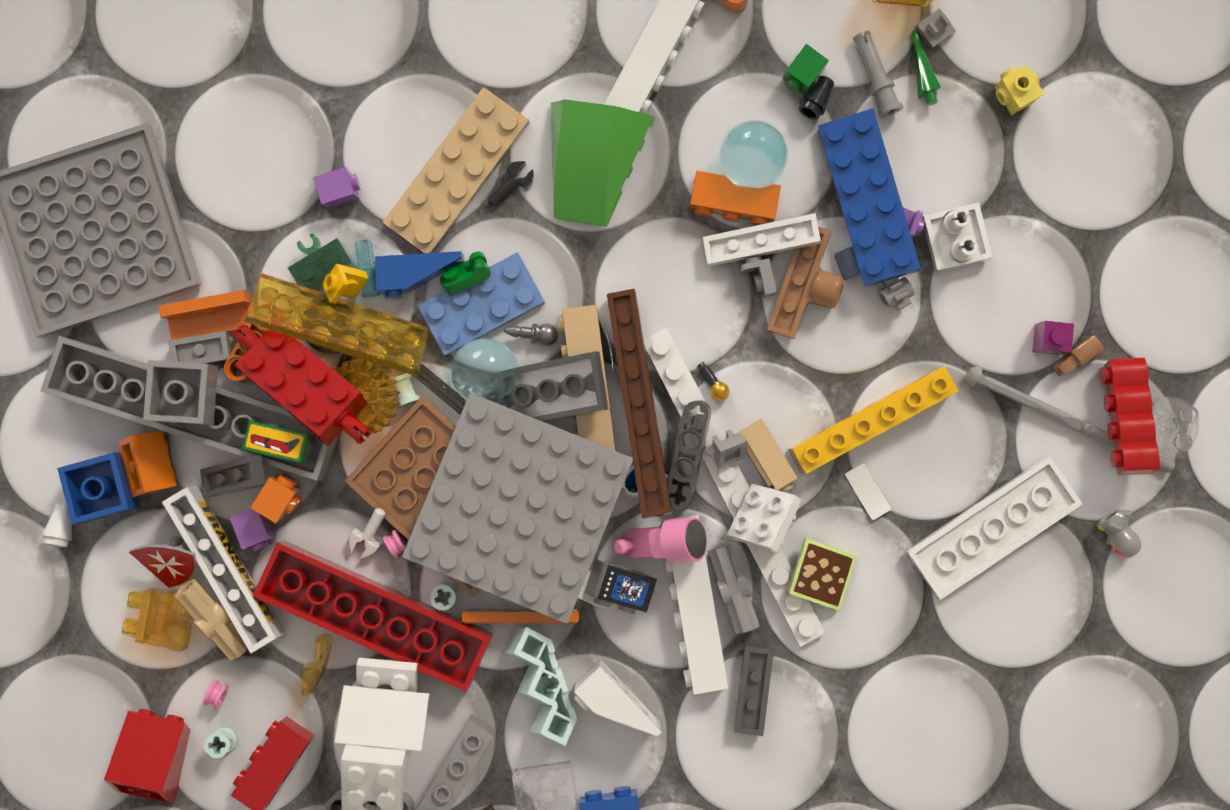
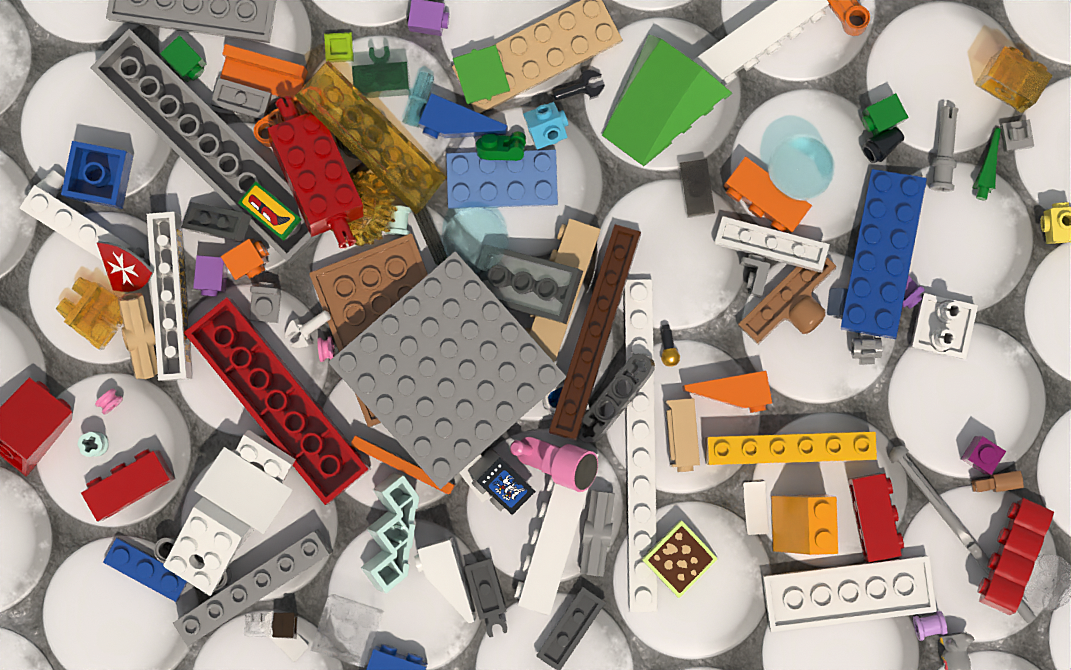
camera: 30 degrees right, 0 degrees up
(92, 545) = (68, 221): none -> white plate
(127, 339) = (183, 59): none -> green brick
(147, 463) = (148, 174): orange brick -> none
(180, 392) = (210, 129): light grey brick -> none
(268, 256) = (339, 47): none -> lime tile
(315, 670) = (202, 424): clear yellow slope -> none
(317, 529) = (265, 303): none -> light grey bracket
(344, 282) = (393, 102): yellow bracket -> none
(413, 216) = (481, 74): none -> bright green piece
(446, 587) = (340, 421): light aqua bush -> none
(497, 233) = (546, 125): none -> medium azure brick
(544, 334) = (543, 232): flat silver bar -> none
(659, 697) = (486, 593): none -> dark grey plate
(666, 223) = (696, 188): none -> clear smoke plate
(729, 450) = (653, 411): light grey tile -> none
(764, 518) = (654, 485): white plate -> none
(802, 389) = (740, 391): none -> orange slope
(923, 484) = (805, 524): none -> light orange slope
(983, 444) = (876, 517): none -> red brick
(1083, 520) = (930, 625): none -> lavender bush

